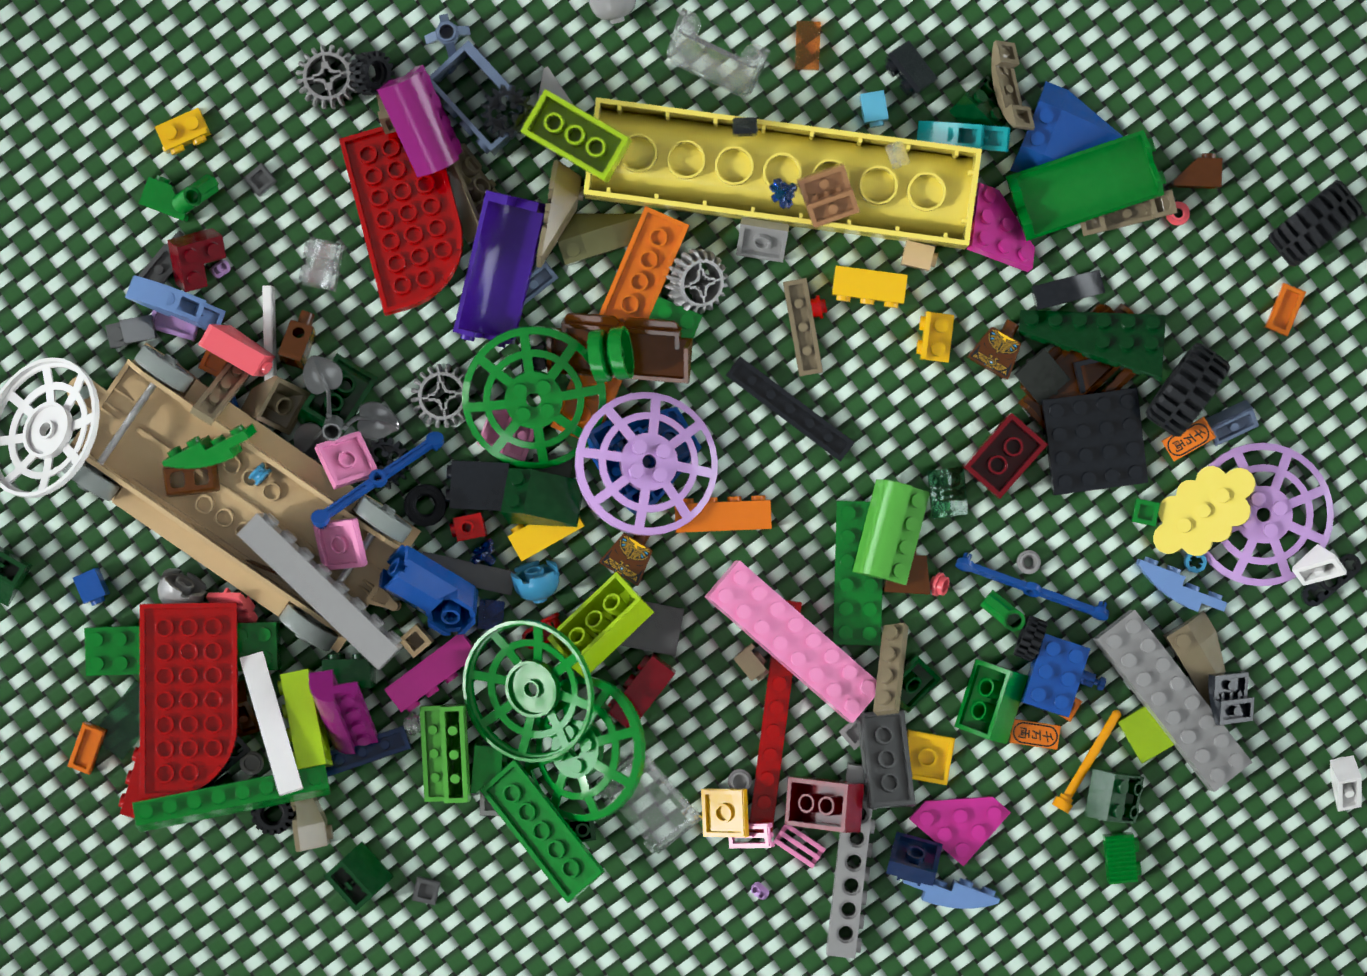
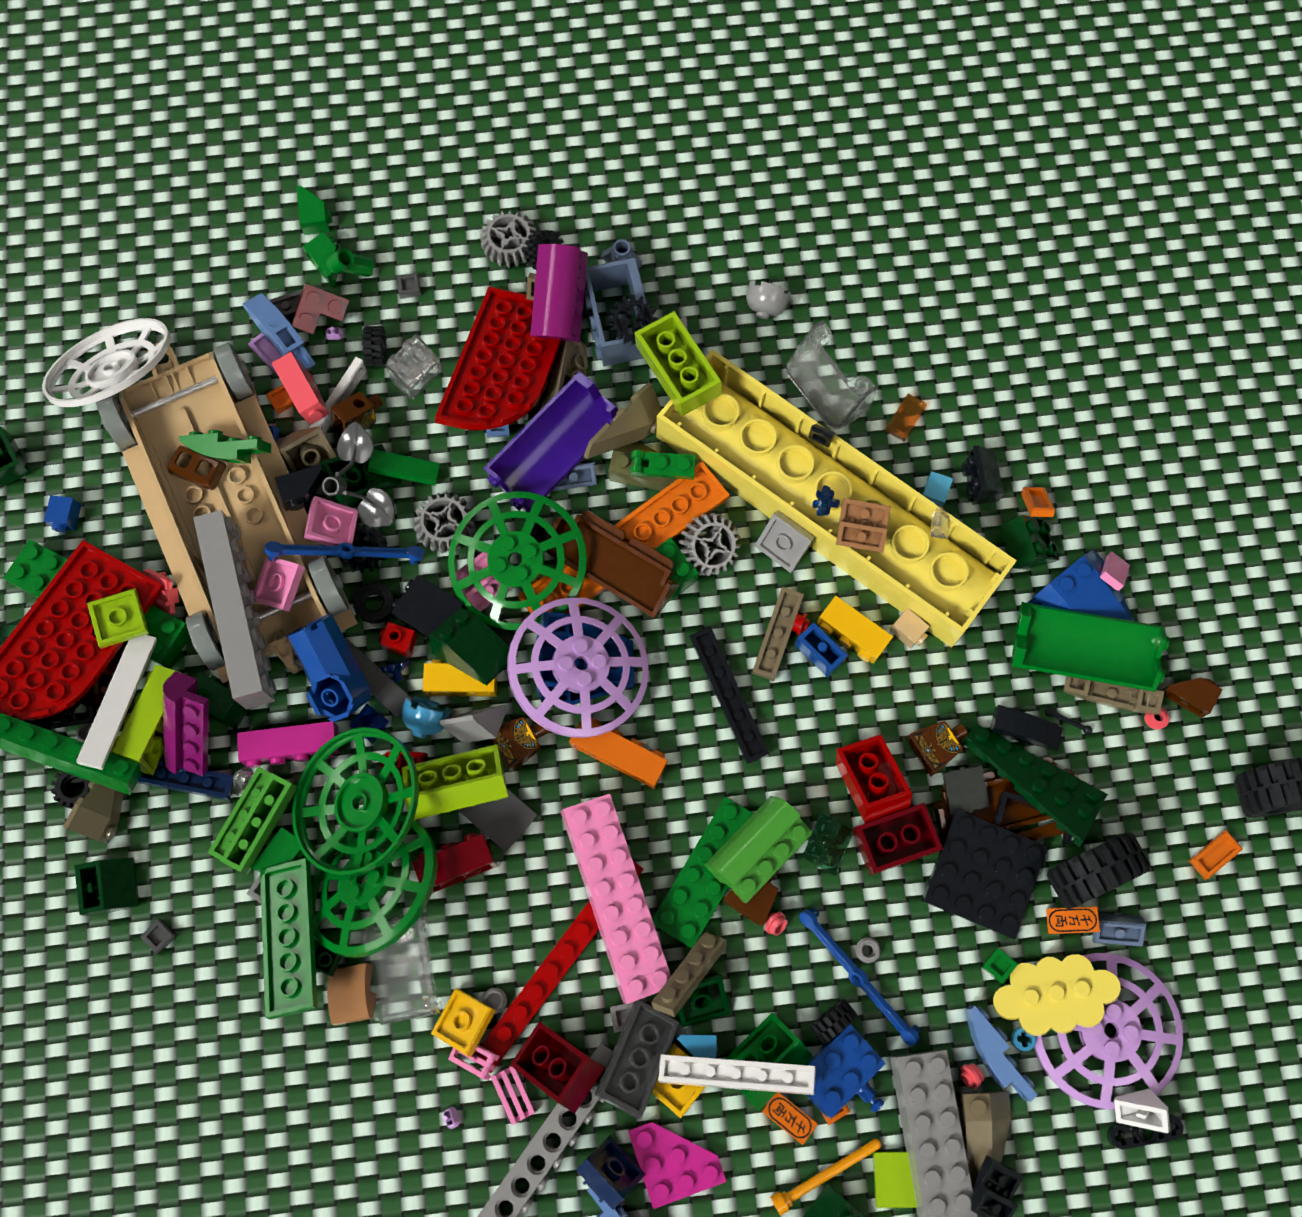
camera: 25 degrees right, 15 degrees down
(121, 159) = (313, 214): none -> green slope
(131, 331) = (238, 336): dark grey slope -> none
(180, 588) = (128, 550): light grey cylinder -> none
(183, 131) = (373, 220): yellow bracket -> none
(219, 393) = (264, 412): dark tan plate -> none
(221, 655) = (117, 618): none -> lime tile
(260, 474) = (252, 492): dark azure bush -> none
(272, 264) = (374, 346): none -> black tyre
(298, 446) = (299, 487): none -> black slope
(374, 365) = (403, 467): none -> green tile
(416, 640) = (292, 707): tan brick -> none
(586, 562) = (476, 724): none -> light grey slope
(610, 354) = (602, 554): green wheel -> none
(613, 231) = (663, 465): none -> green plate
(619, 844) = (350, 994): none -> medium nougat slope
(751, 663) = (568, 897): dark tan brick -> none
(850, 323) = (820, 650): none -> blue brick
(933, 721) = (699, 1045): none -> dark azure slope
(936, 337) = (889, 705): yellow bracket -> none
(956, 415) = (873, 778): none -> red brick
(966, 135) = (1028, 559): teal slope -> none
(973, 67) = (1037, 502): none -> orange tile
(974, 727) = (737, 1074): none -> white plate
(998, 232) = (990, 645): dark pink plate -> none
(1001, 610) = (820, 979): green piece -> none
(1006, 86) = (1066, 513): dark tan slope -> none
(1075, 96) = (1115, 571): none -> bright pink tile
(1081, 260) = (1050, 711): none -> black hinge
(1166, 616) = (971, 1076): none -> coral plate

